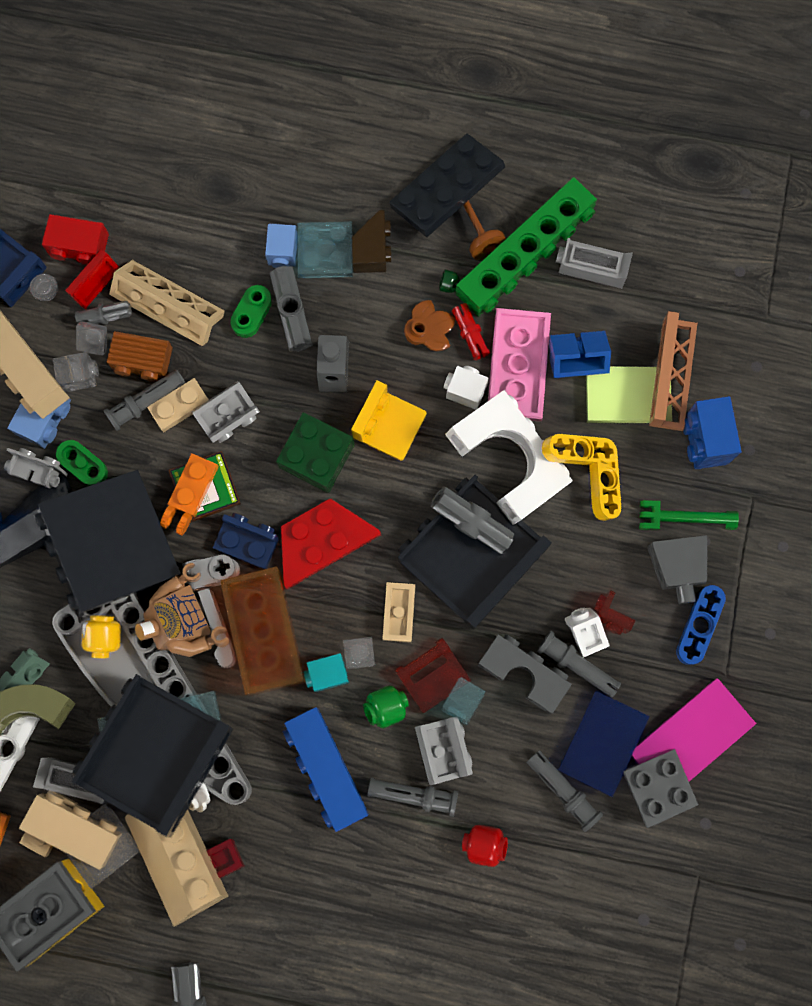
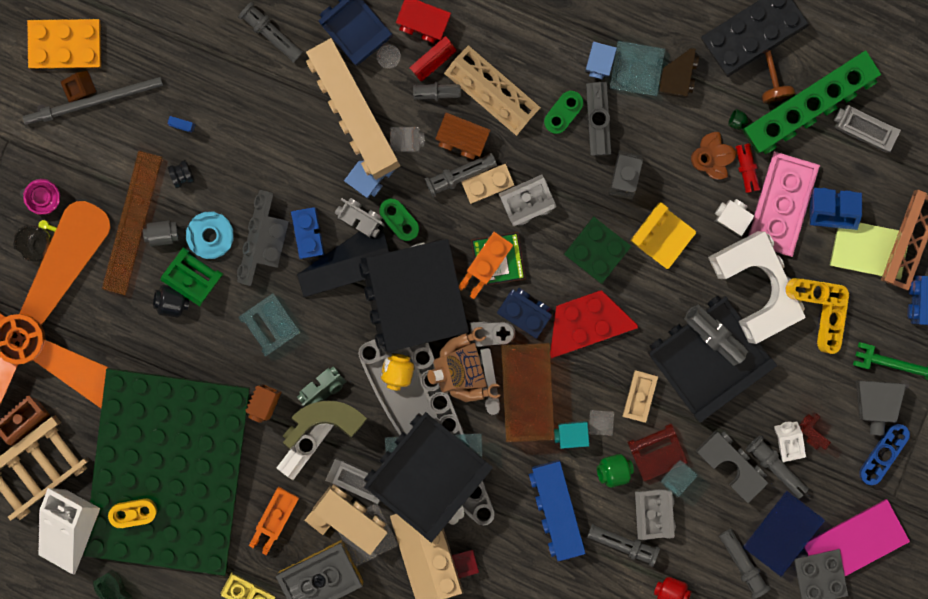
camera: 10 degrees right, 10 degrees up
(91, 338) = (423, 111): clear plate -> none

